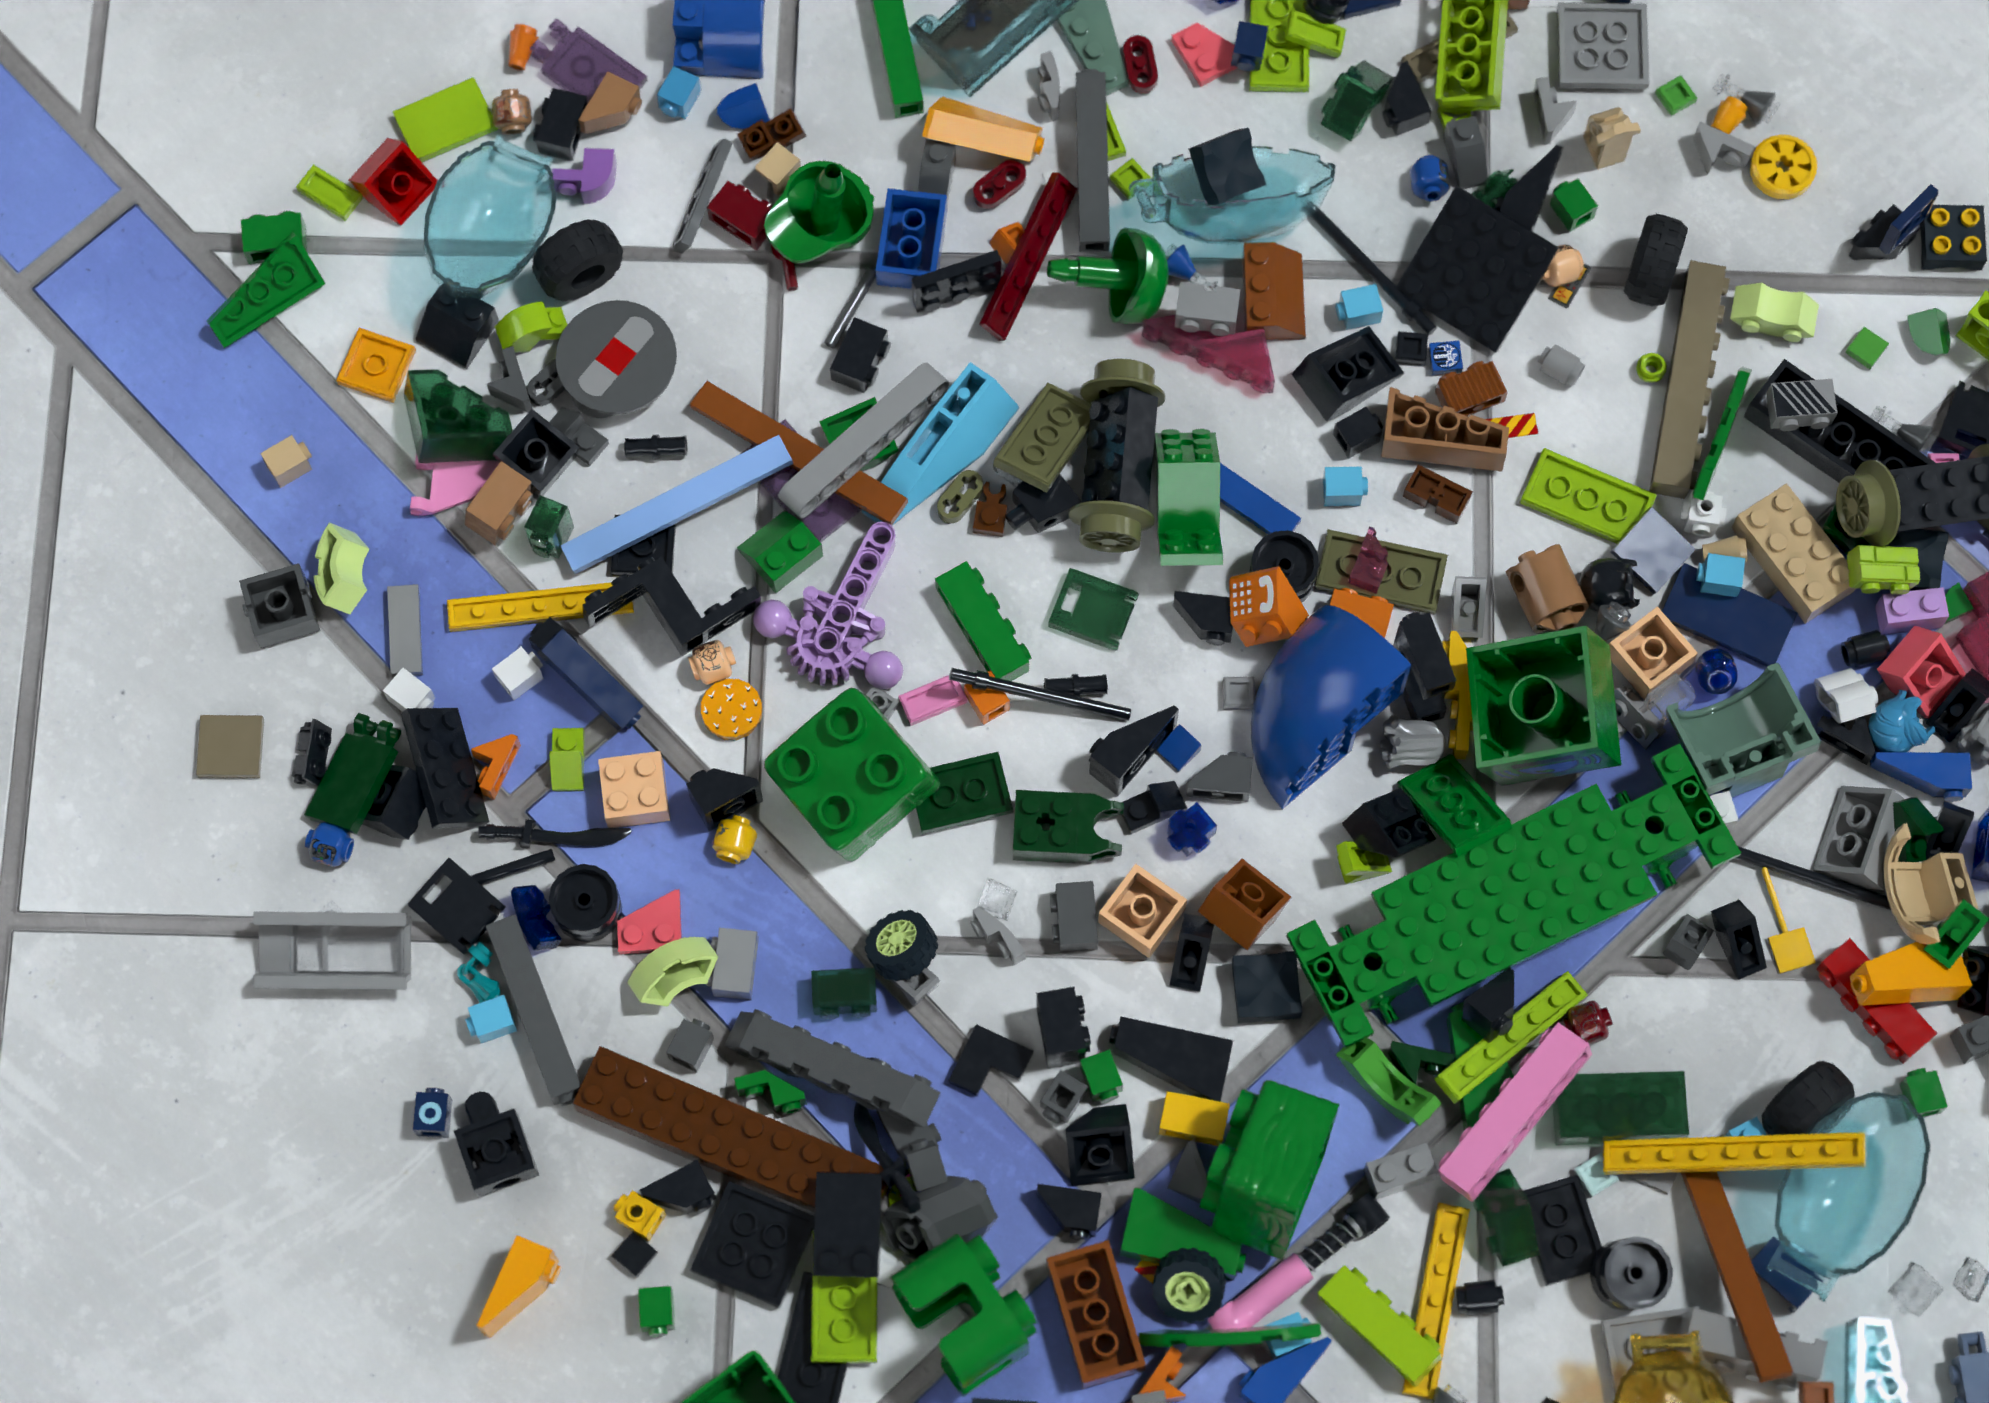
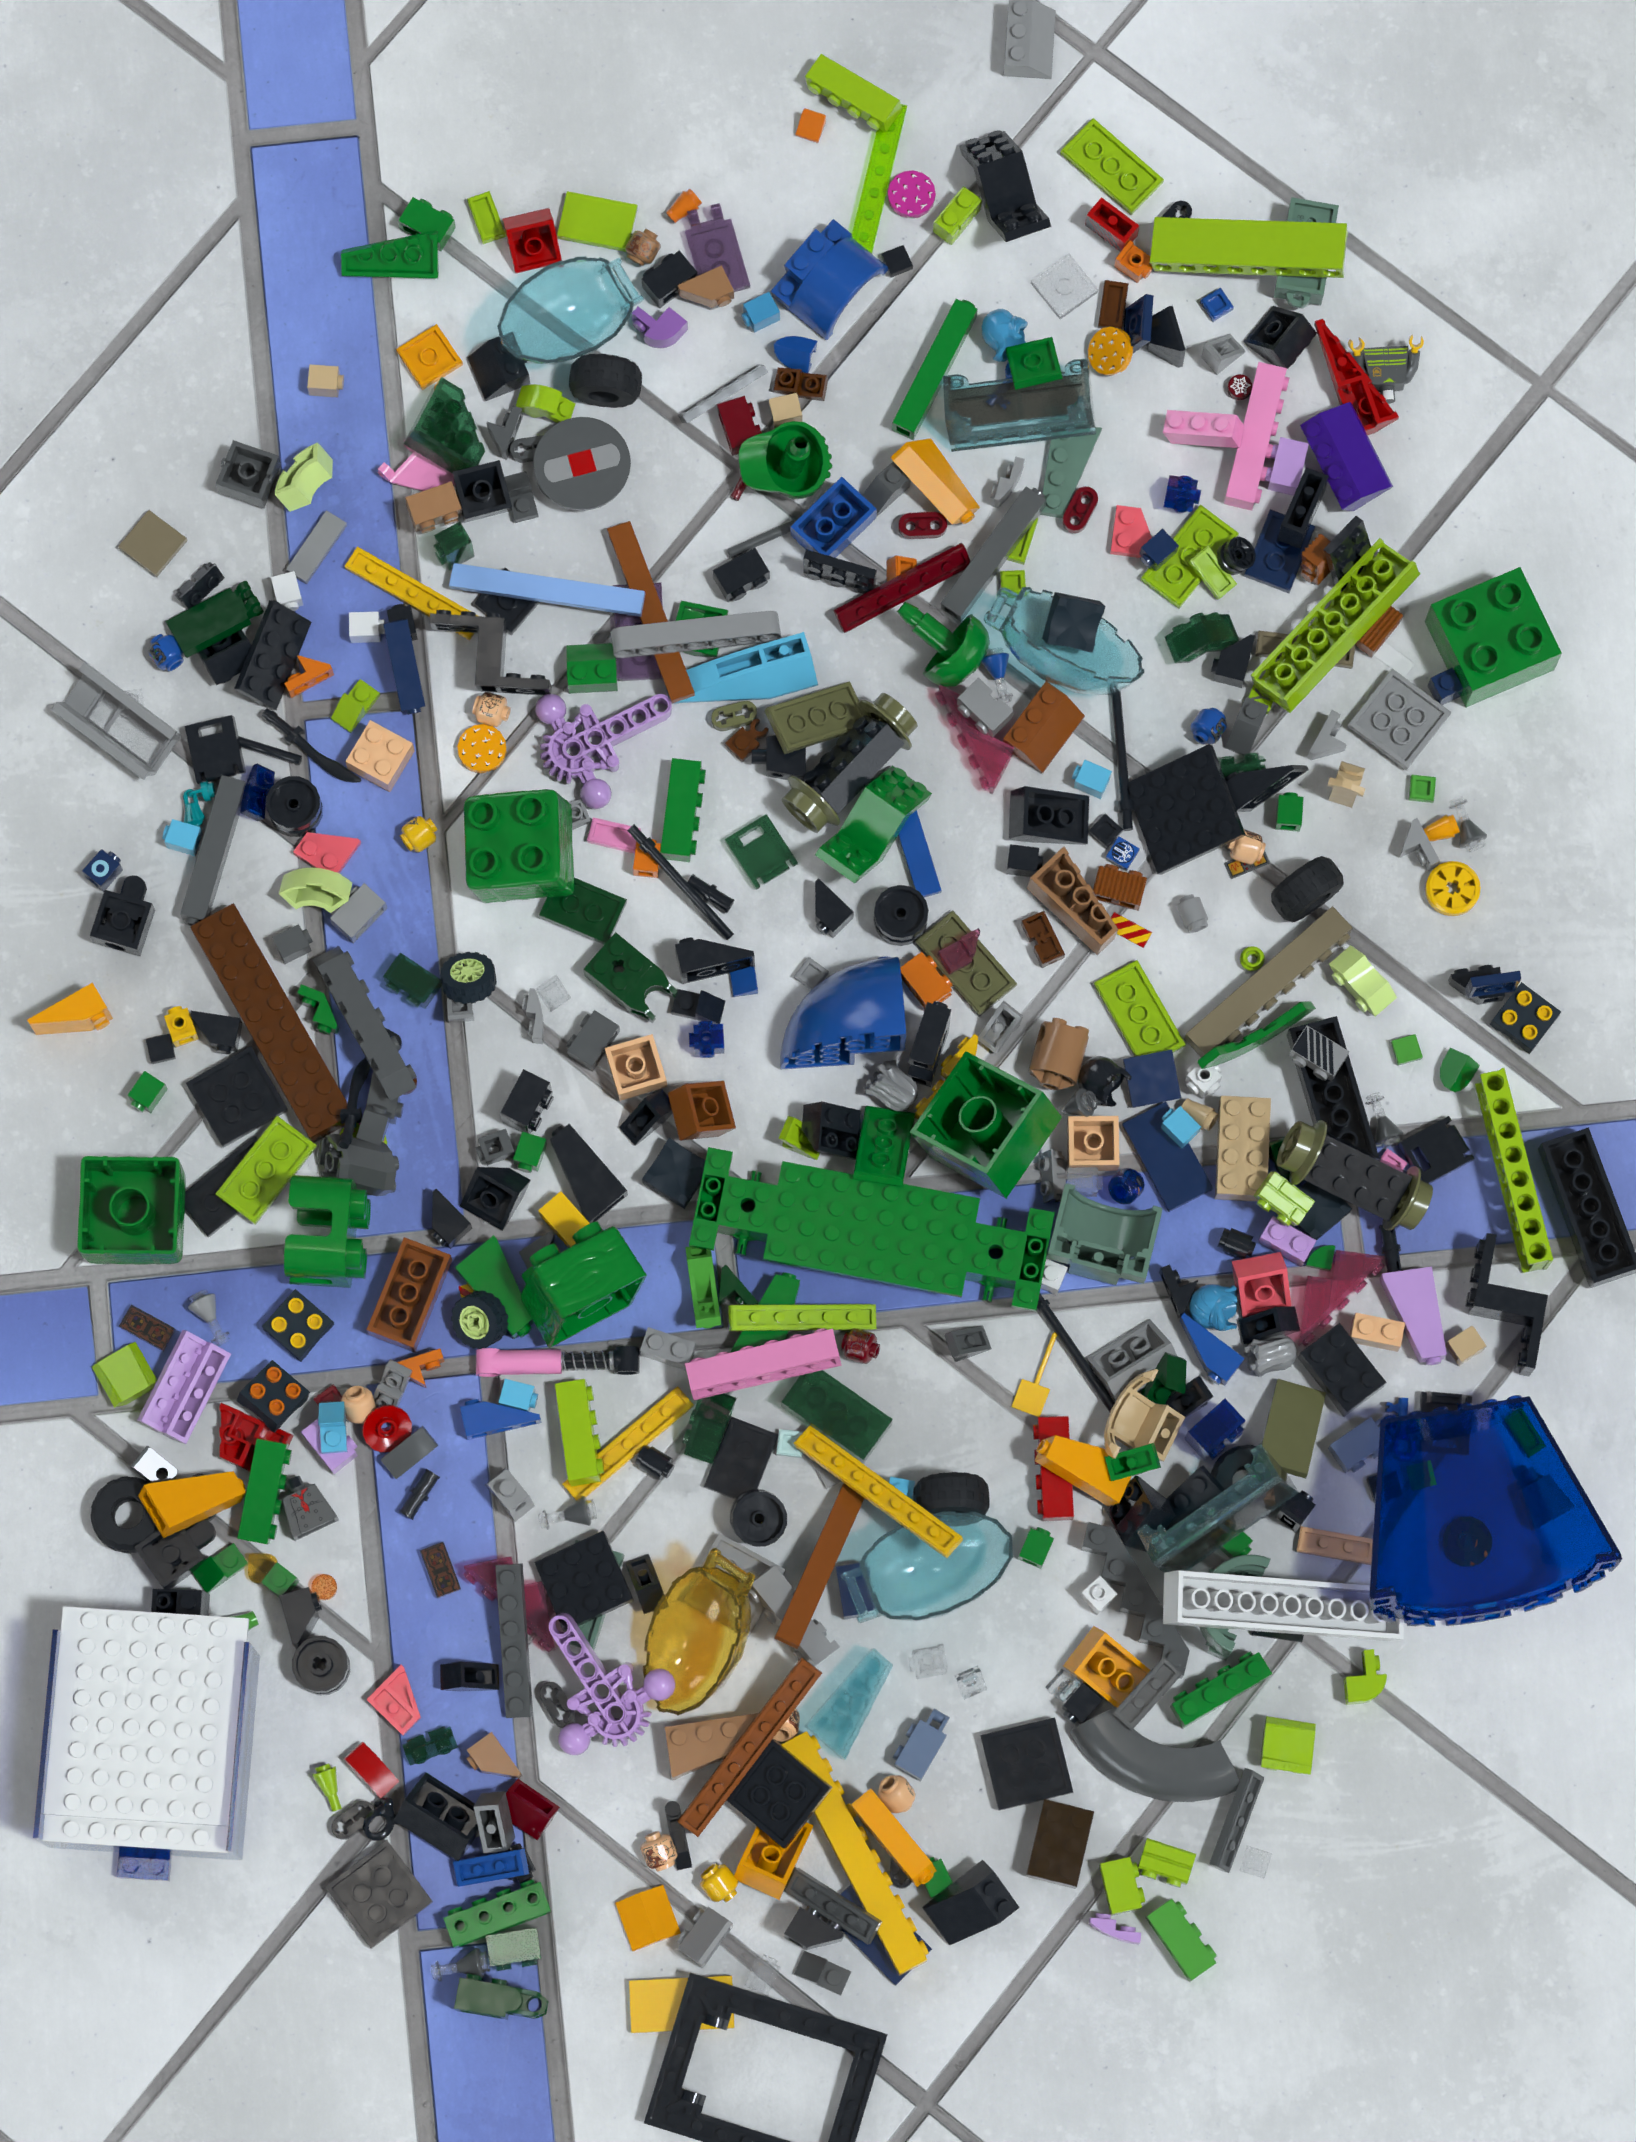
camera: 35 degrees right, 5 degrees up
(655, 446) = (565, 541): black pin -> none
(722, 794) = (429, 800): black slope -> none
(847, 1224) = (297, 1126): black slope -> none
(988, 1051) = (472, 1084): black tile -> none
(1223, 779) = (756, 1022): dark grey slope -> none
(1227, 1337) = (477, 1369): green tile -> none
(1264, 607) = (864, 931): orange slope -> none
(1344, 486) = (985, 889): medium azure brick -> none
(1491, 1007) = (802, 1289): black slope -> none
(1739, 938) = (1000, 1365): black slope -> none
(1846, 695) = (1196, 1263): white brick -> none

